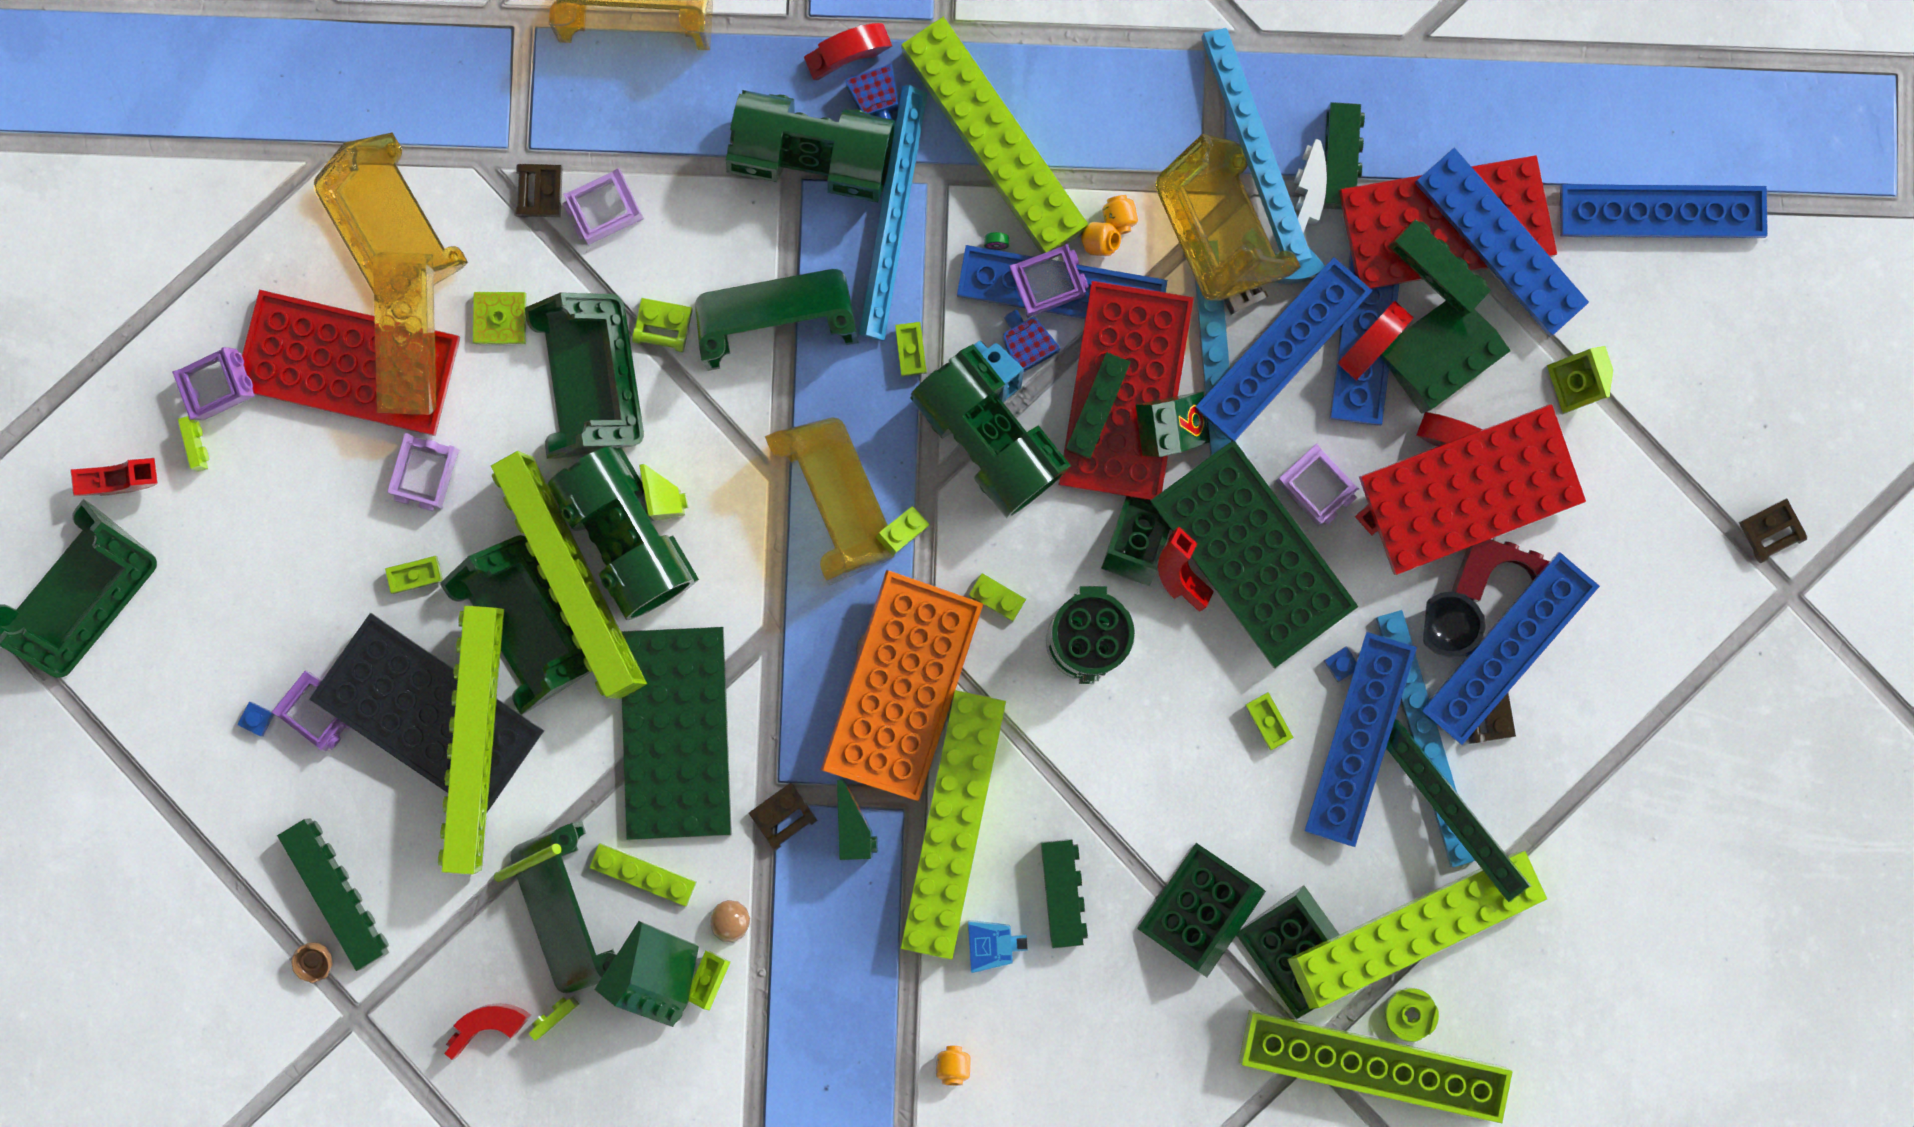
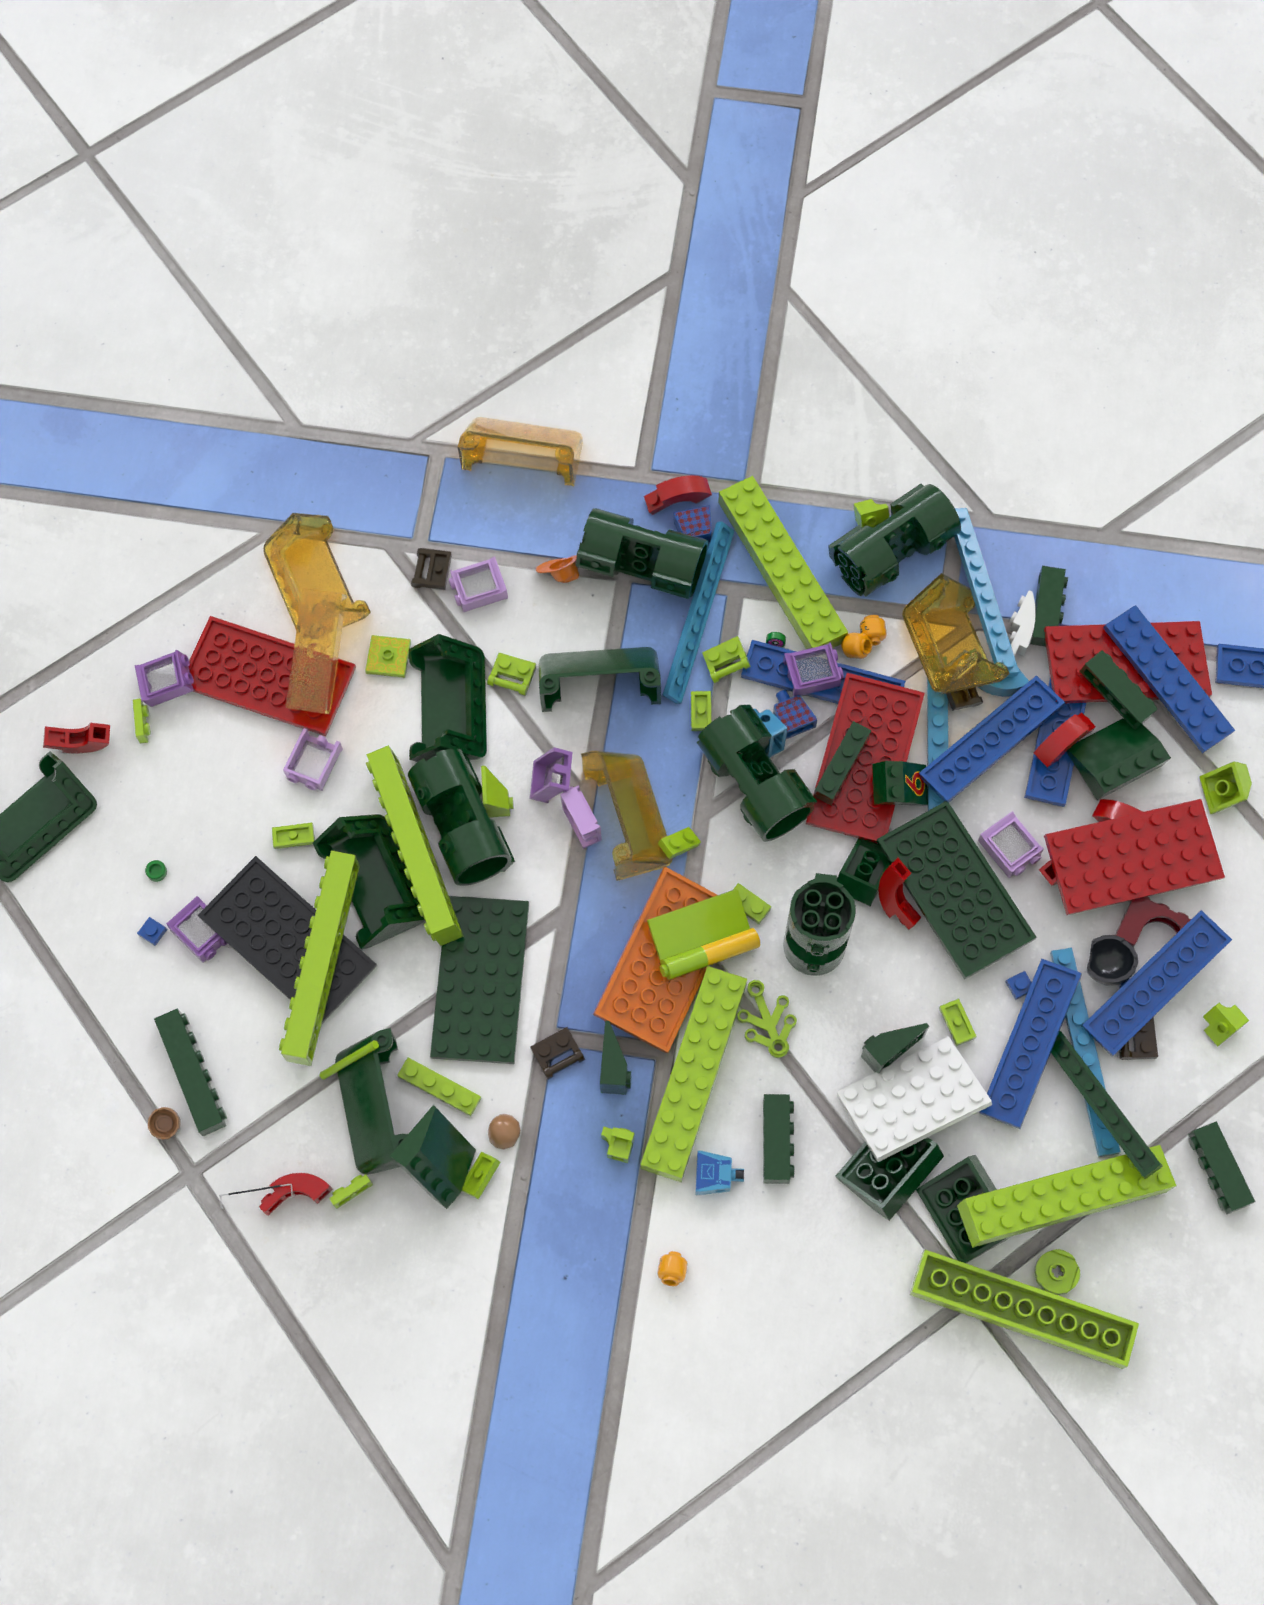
camera: 10 degrees right, 15 degrees down
(247, 639) = (156, 870): none -> green tile
(437, 1032) = (222, 1207): none -> piece
(706, 172) = (562, 569): none -> orange piece
(730, 463) = (551, 774): none -> medium lavender window
(773, 511) = (580, 816): none -> lavender window
(872, 921) = (620, 1143): none -> lime brick
(931, 269) = (725, 654): none -> lime plate
(944, 650) = (702, 934): none -> lime door
(1038, 747) = (768, 1022): none -> lime plant
(1103, 56) = (869, 513): none -> lime brick
(1170, 61) = (918, 522): none -> dark green cylinder
(1187, 768) = (890, 1045): none -> dark green slope
(1224, 826) = (913, 1098): none -> white plate
(1594, 686) = (1223, 1022): none -> lime brick
(1599, 866) = (1221, 1168): none -> dark green brick

